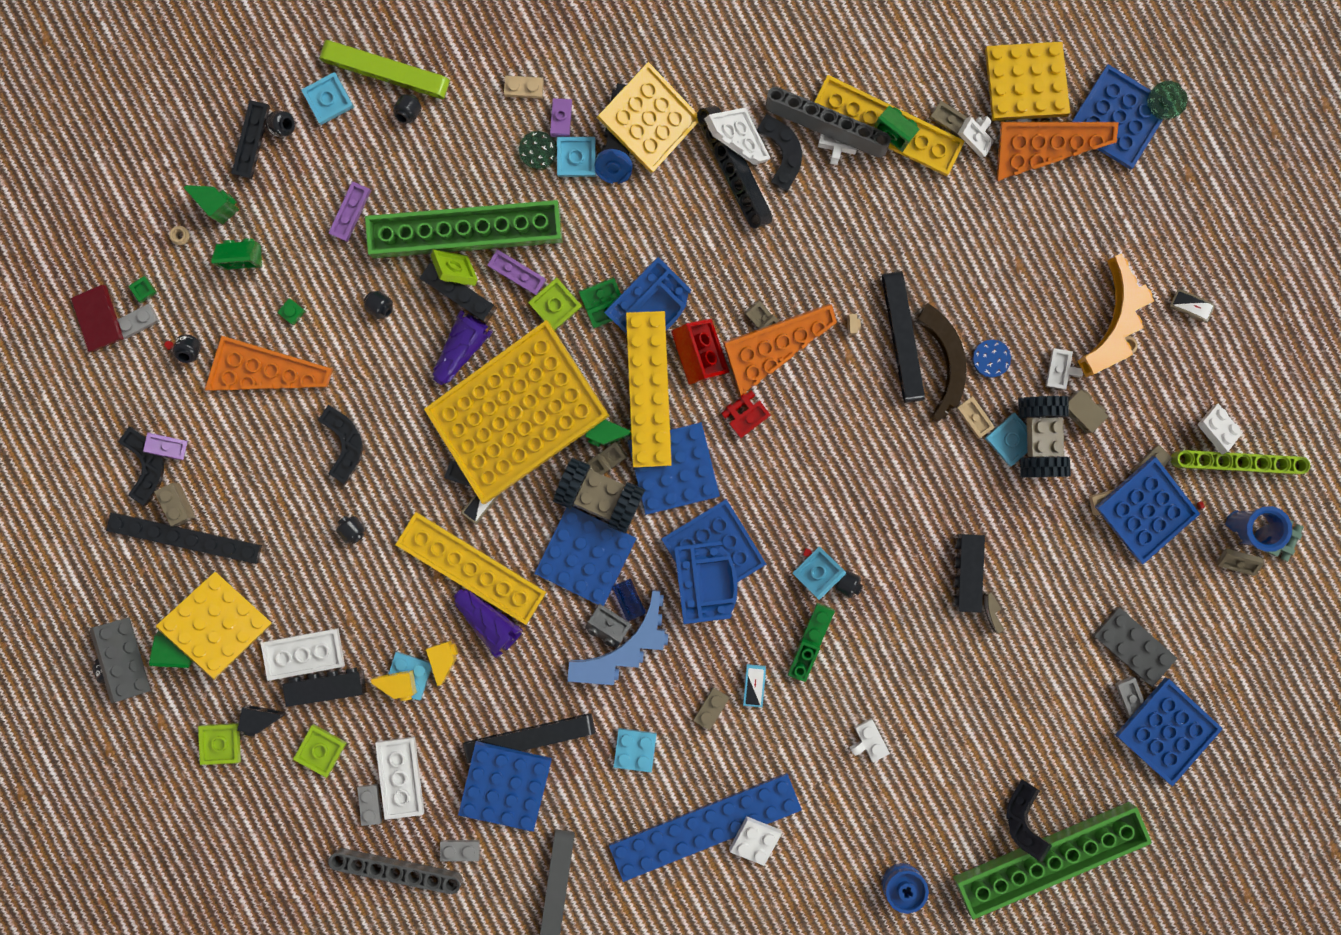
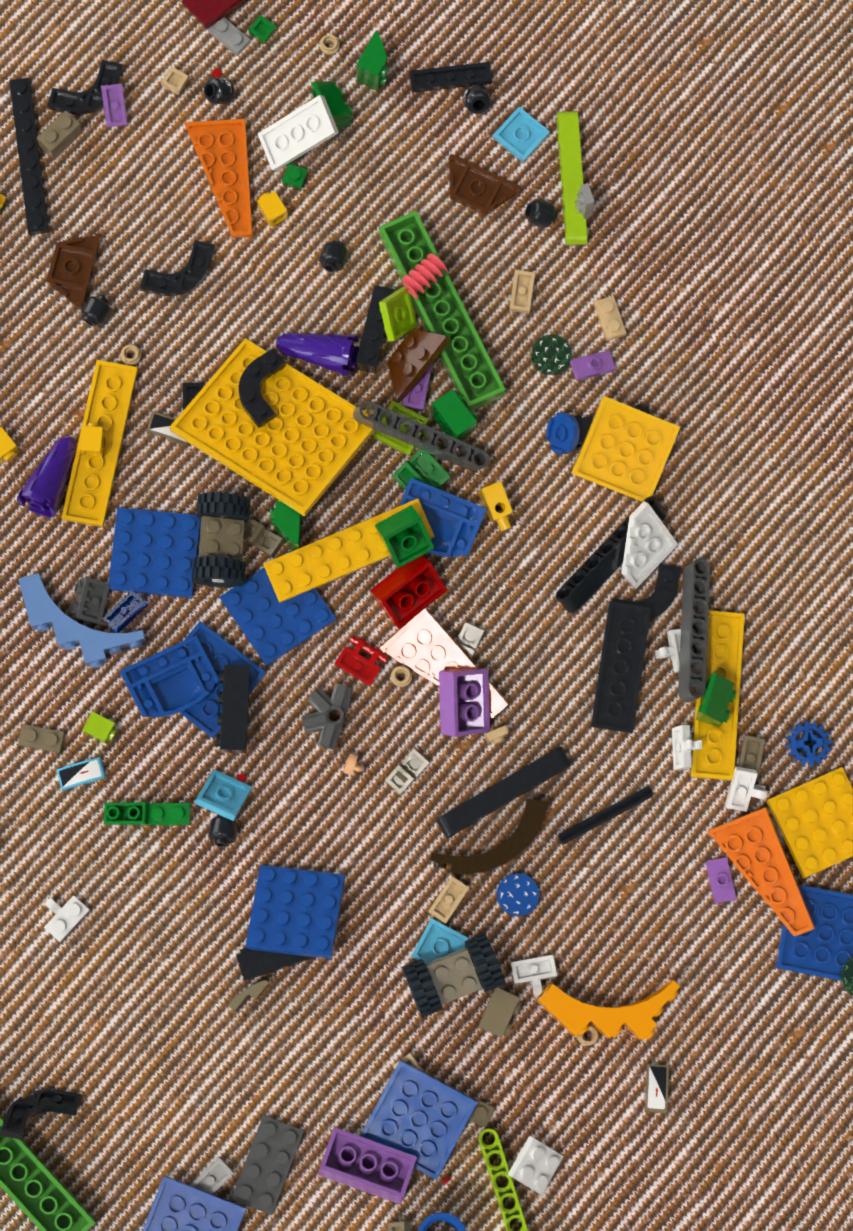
camera: 65 degrees right, 10 degrees down
(162, 384) = (175, 80): none -> tan plate
(253, 292) = (298, 133): none -> white plate
(303, 535) = (73, 267): none -> reddish brown wing
(313, 342) = (272, 208): none -> yellow brick
(349, 211) = (416, 196): medium lavender plate -> none
(361, 155) = (478, 187): none -> reddish brown wing
(395, 513) = (130, 349): none -> tan plate
(413, 62) = (585, 201): none -> light grey plate
(426, 226) = (423, 274): none -> coral piece
(467, 574) = (92, 440): none -> yellow brick
(470, 419) = (251, 383): none -> black plate
(471, 153) = (522, 291): none -> tan plate
(499, 269) = (413, 359): none -> reddish brown wing
(564, 254) = (453, 415): none -> green slope
(569, 296) = (412, 438): none -> dark grey beam
(576, 156) = (559, 394): medium azure plate -> none
(647, 250) = (492, 496): none -> yellow torso
(657, 336) = (404, 536): none -> green slope
(722, 656) = (100, 728): none -> lime brick
(751, 537) = (234, 709): none -> black brick
(771, 379) = (401, 669): none -> tan plate
(784, 467) = (325, 707): none -> dark grey piece
(816, 340) = (464, 701): none -> medium lavender slope
(831, 456) = (353, 764): none -> light nougat tile
(834, 197) = (620, 667): none -> black plate
(854, 410) = (407, 771): none -> slope
(922, 172) = (682, 747): none -> white plate
(941, 548) = (295, 912): none -> blue plate
(950, 64) = (809, 754): none -> blue gear
(952, 259) = (605, 815): none -> black axle
(1042, 185) = (720, 880): none -> medium lavender plate
(1170, 566) = (367, 1165): none -> medium lavender slope

